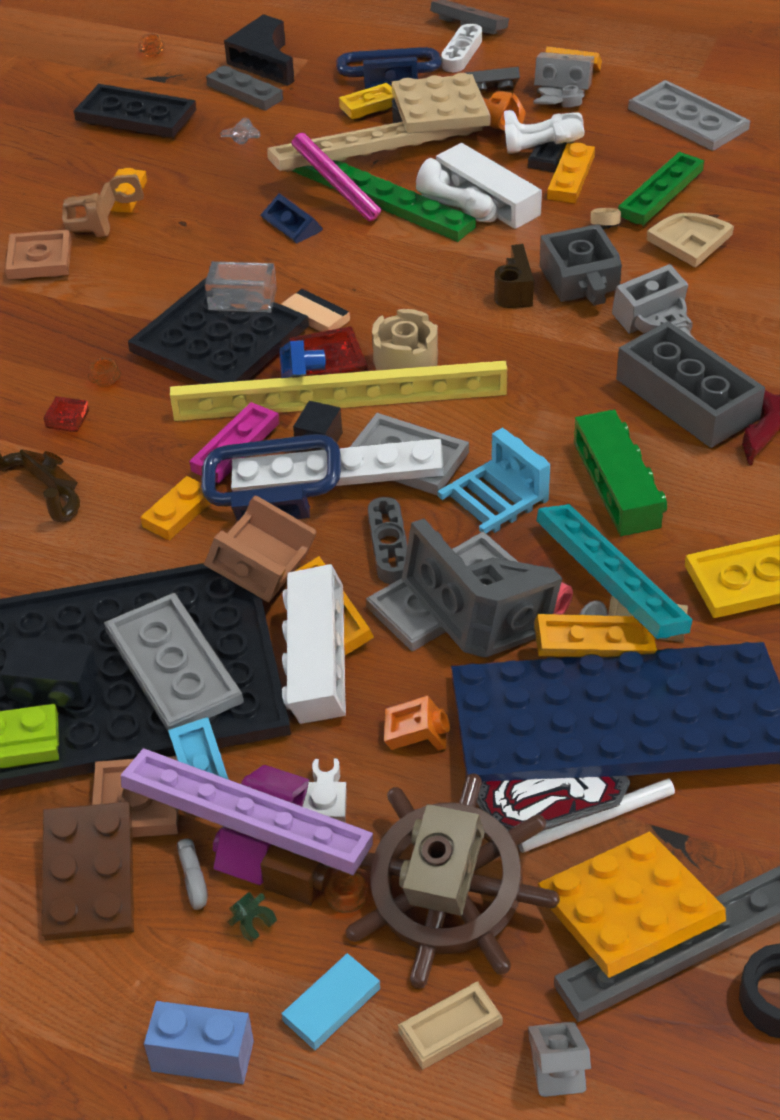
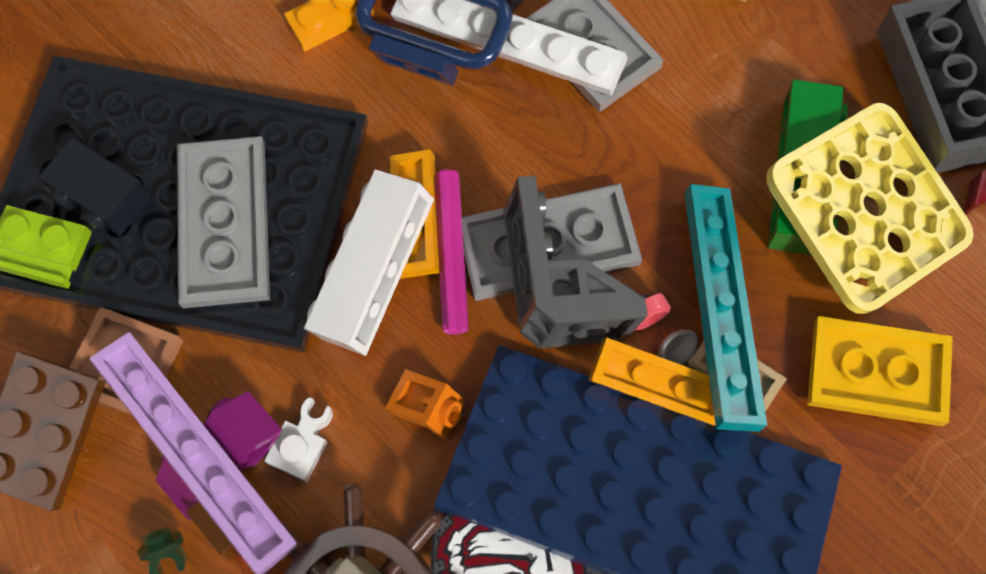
camera: 25 degrees right, 25 degrees up
(194, 877) = (133, 481): light grey piece -> none
(197, 747) = (194, 356): medium azure plate -> none
(261, 549) = (372, 117): nougat panel -> none
(380, 626) = (451, 252): none -> dark pink axle
(393, 528) = (515, 133): dark grey beam -> none
(514, 472) = (692, 124): medium azure plate -> none
(671, 443) = (925, 220): none -> light yellow piece

